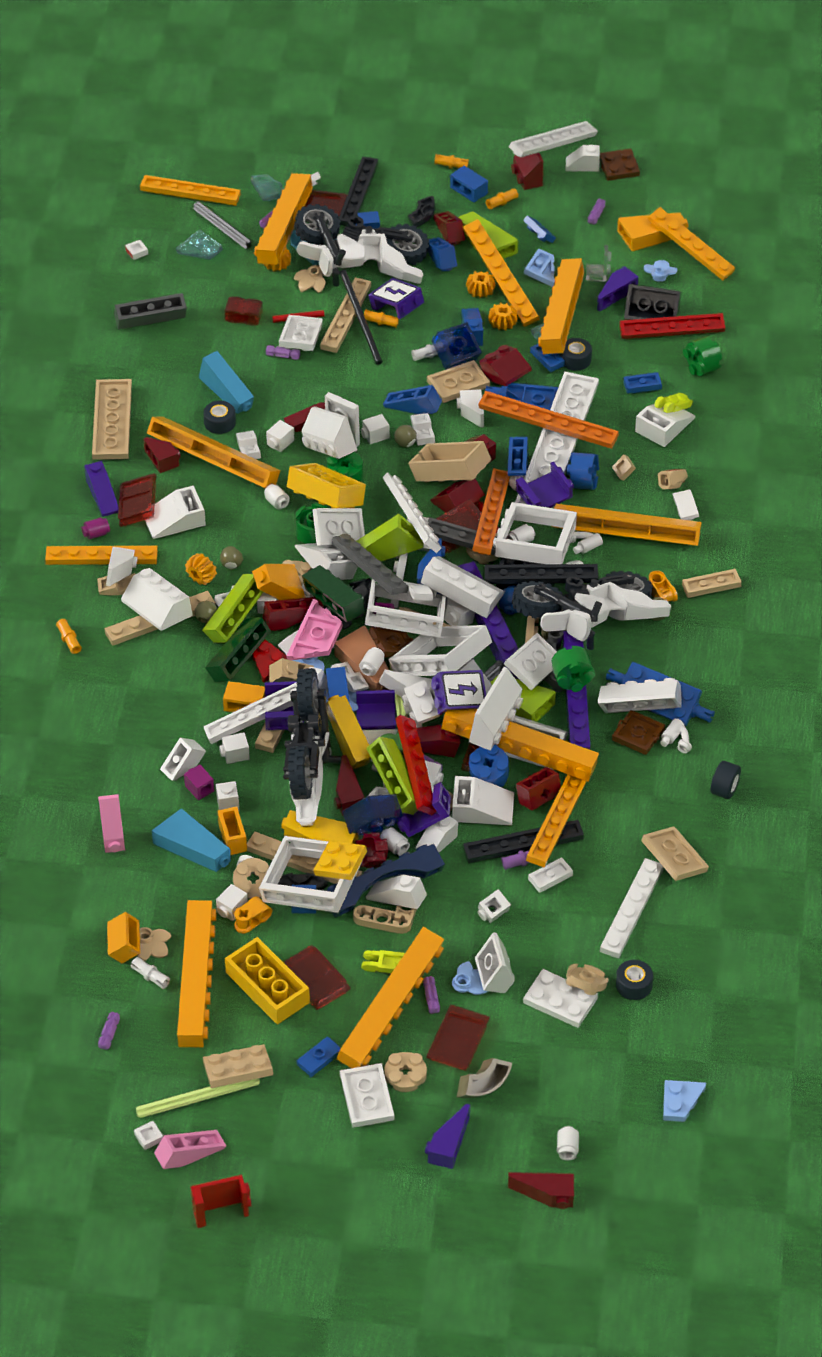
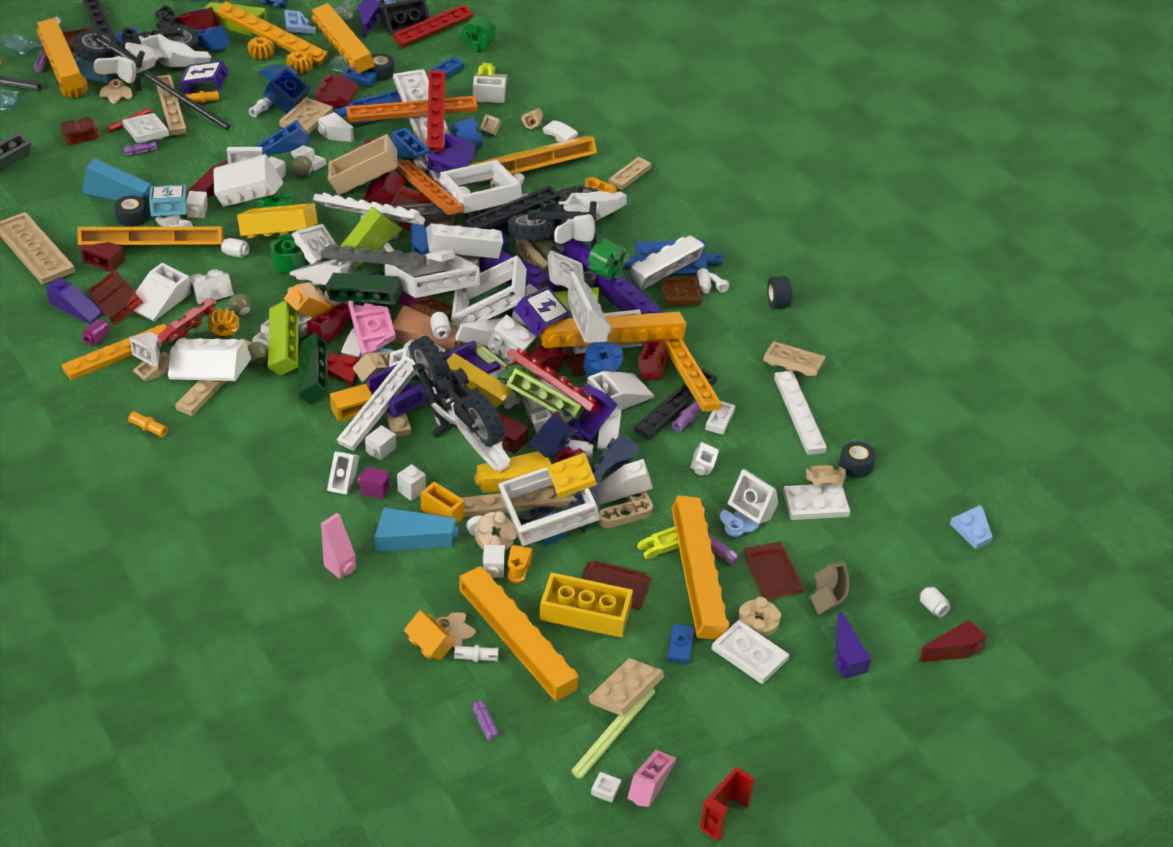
camera: 40 degrees left, 5 degrees down
(162, 556) = (192, 319): none -> red plate
(223, 525) = (212, 285): none -> white bracket
(253, 419) = (168, 200): none -> medium azure panel
(563, 432) = (435, 118): none -> red plate

